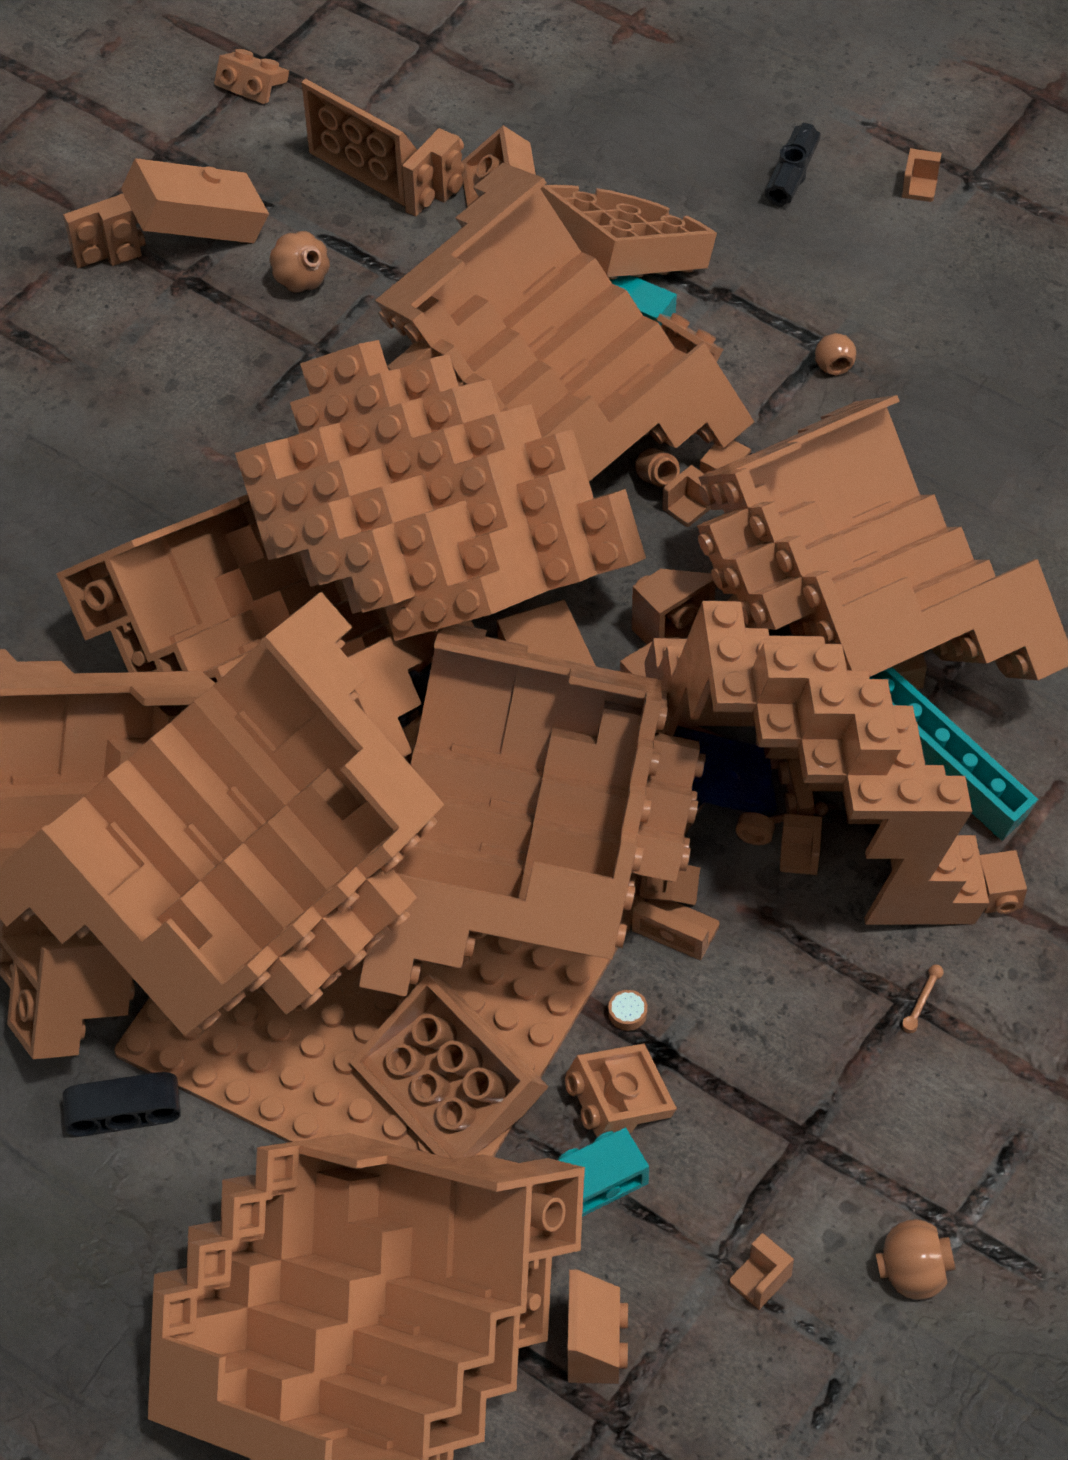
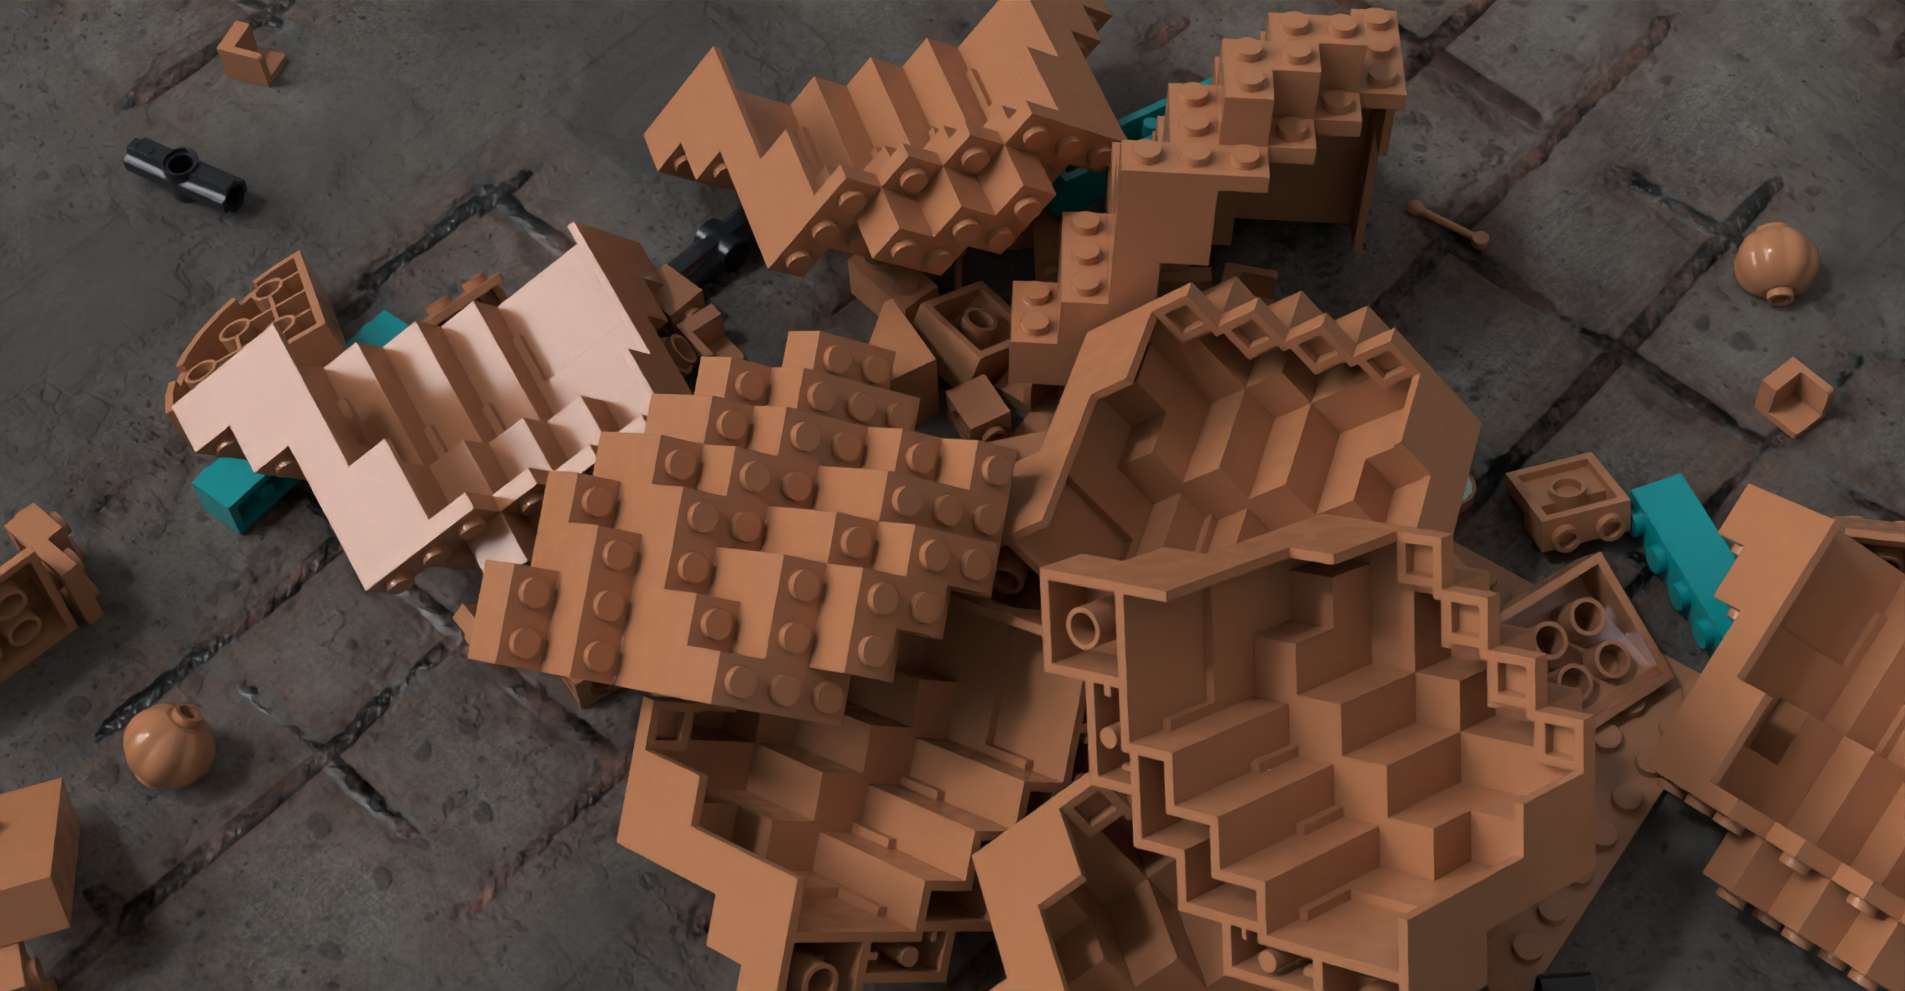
camera: 80 degrees left, 0 degrees up
(499, 148) = (80, 486): nougat slope -> none
(835, 354) = (520, 173): nougat piece -> none

